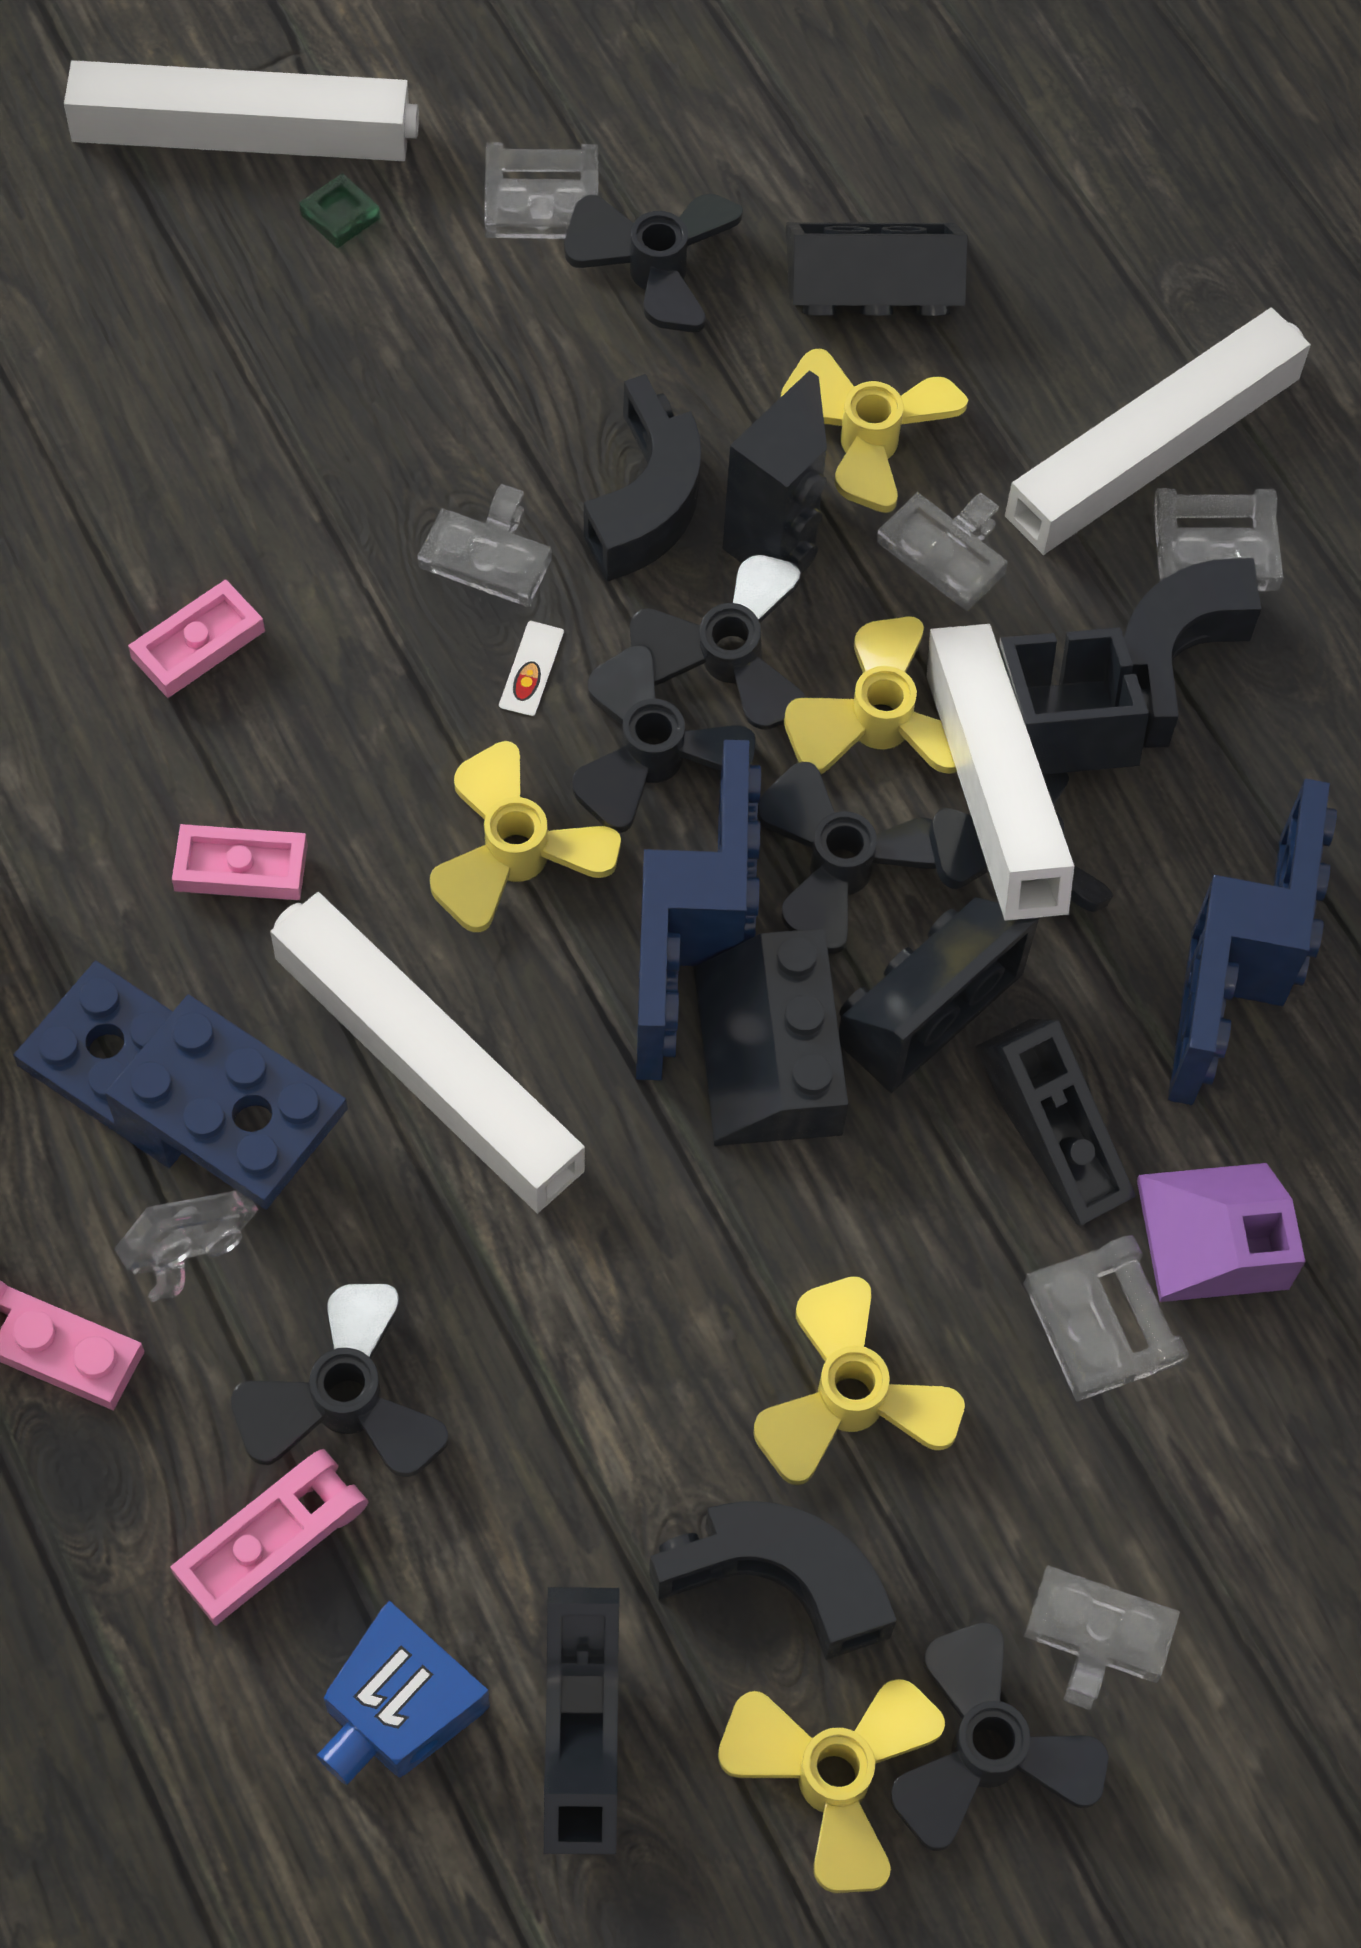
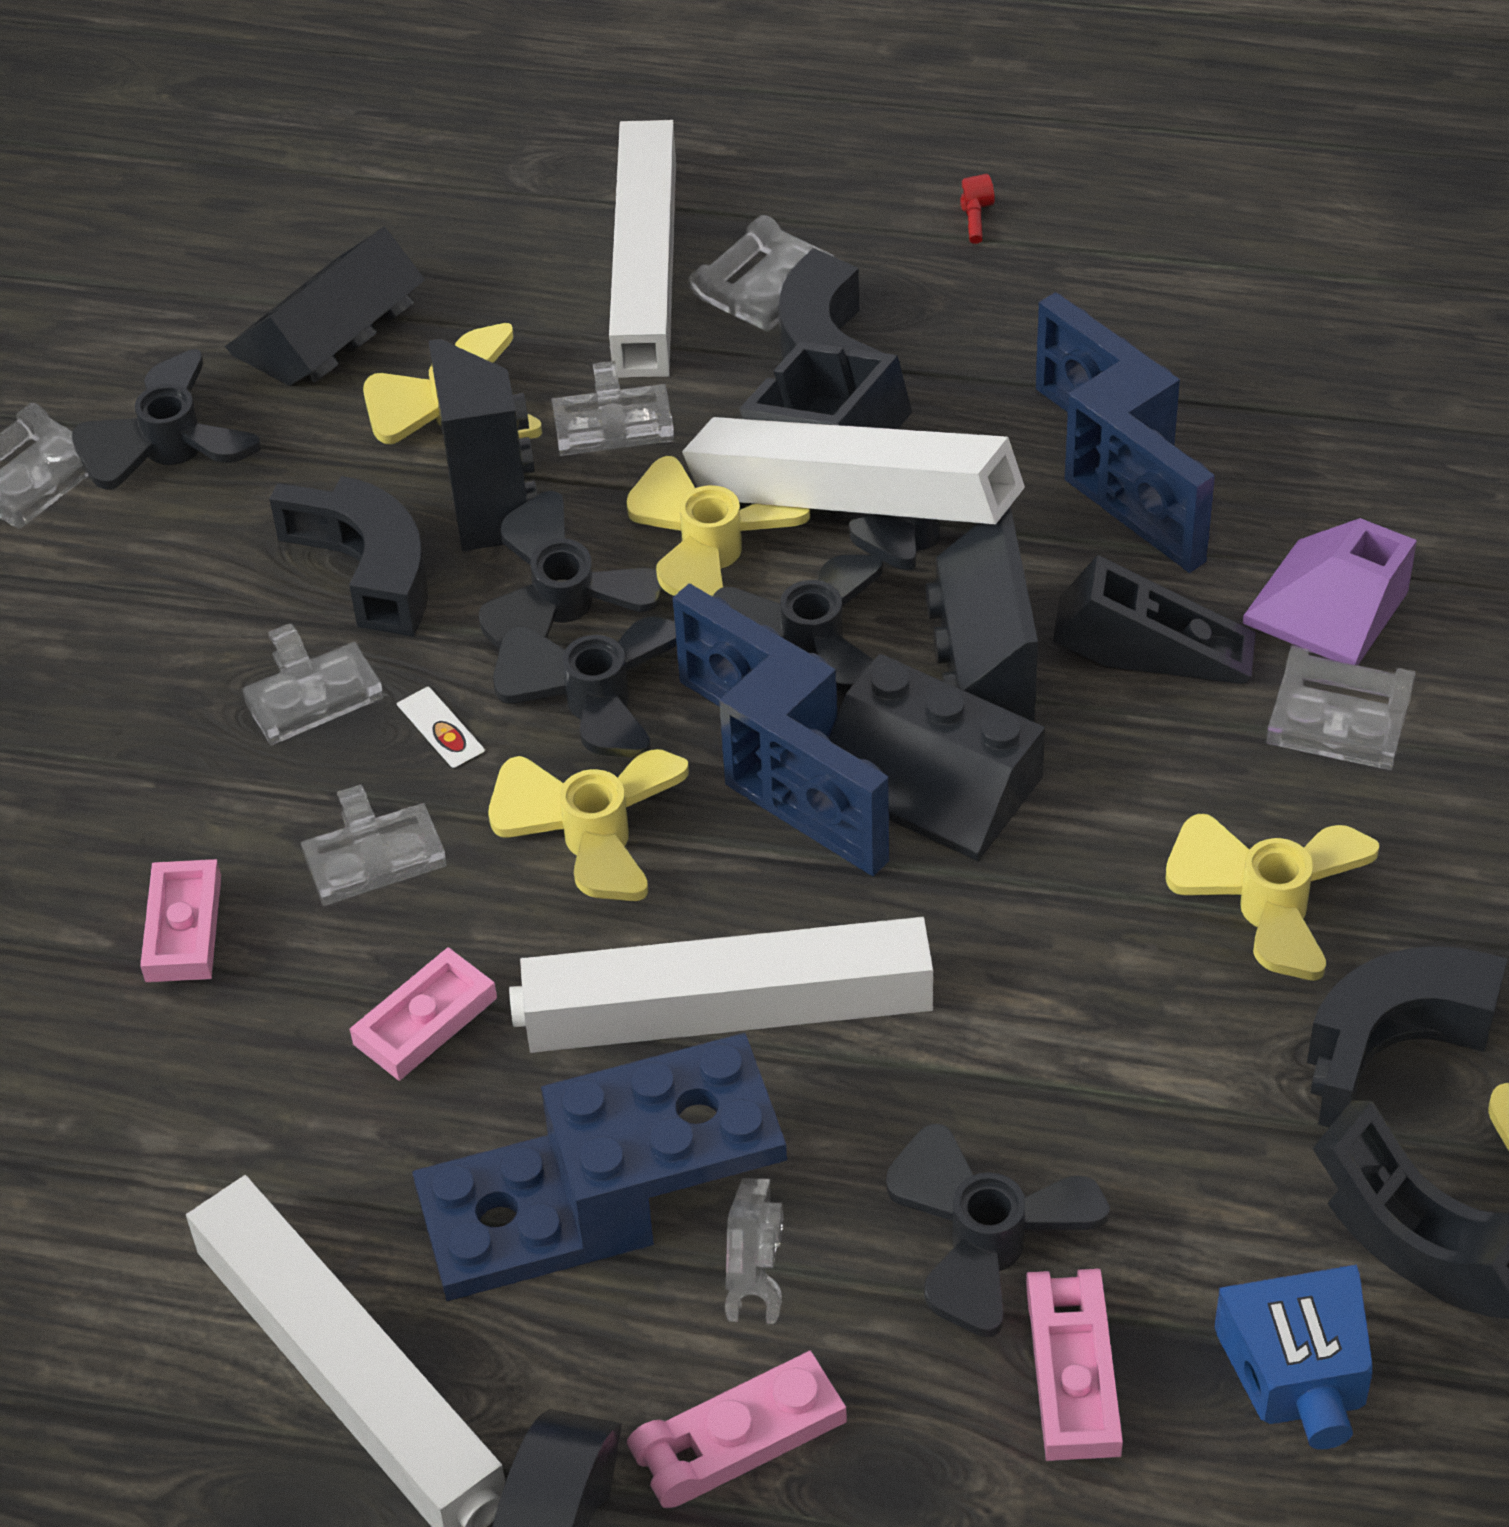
camera: 45 degrees left, 15 degrees down
(363, 713) = (371, 849): none -> clear plate

